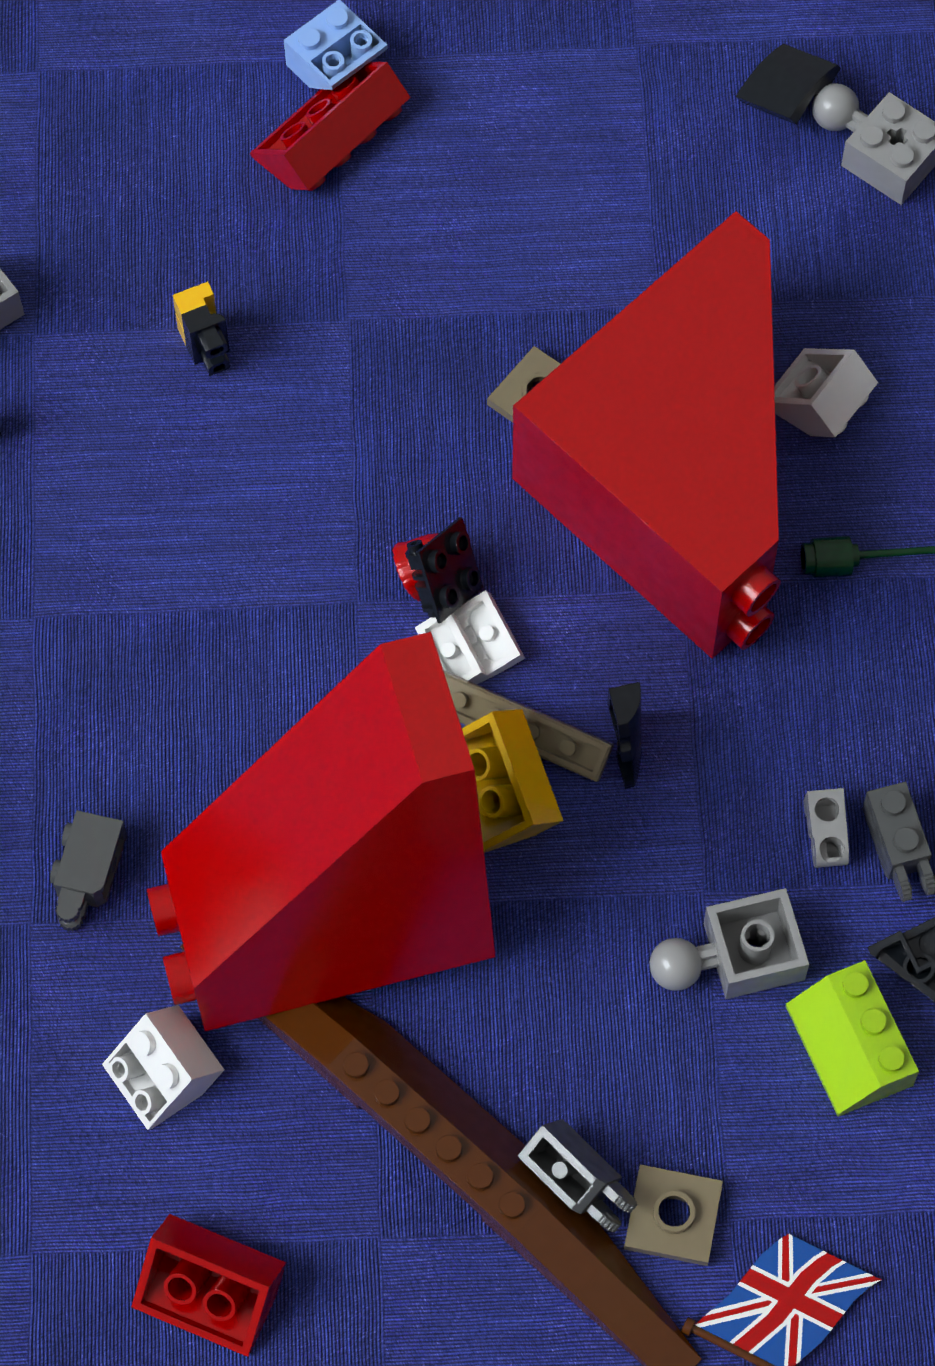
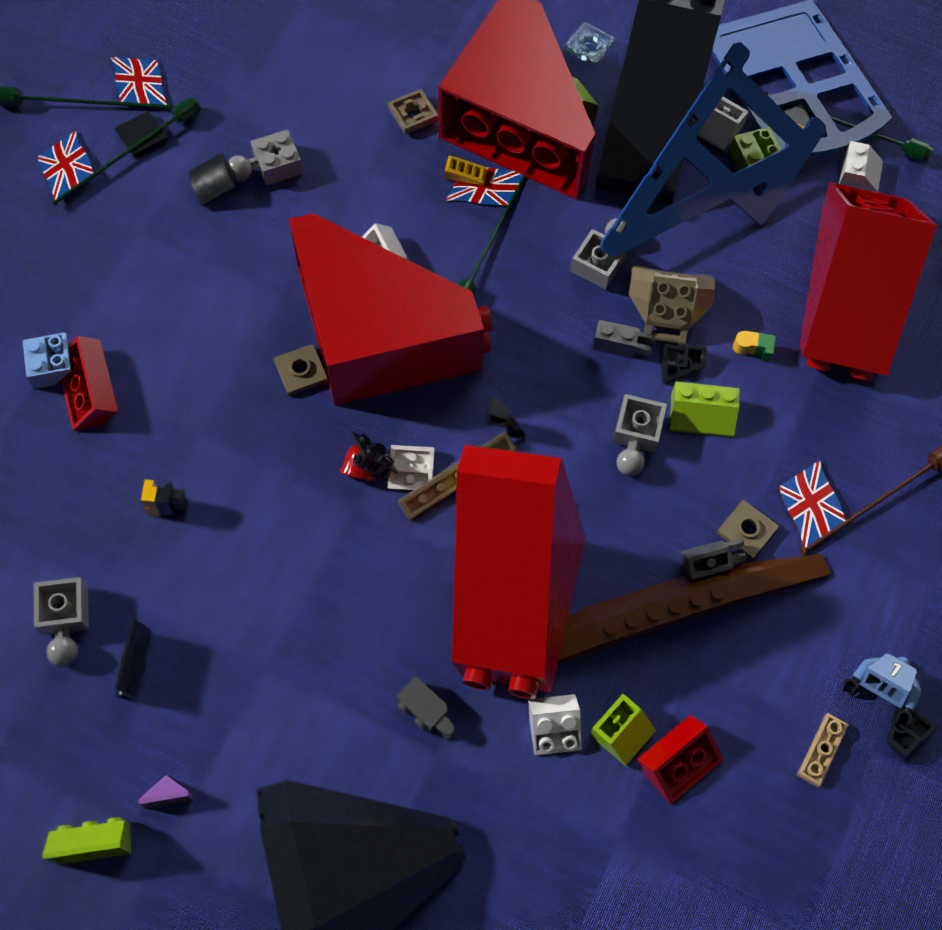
camera: 65 degrees left, 0 degrees up
(205, 1170) = (623, 730): none -> lime slope
(827, 827) = (597, 365): light grey leg -> none

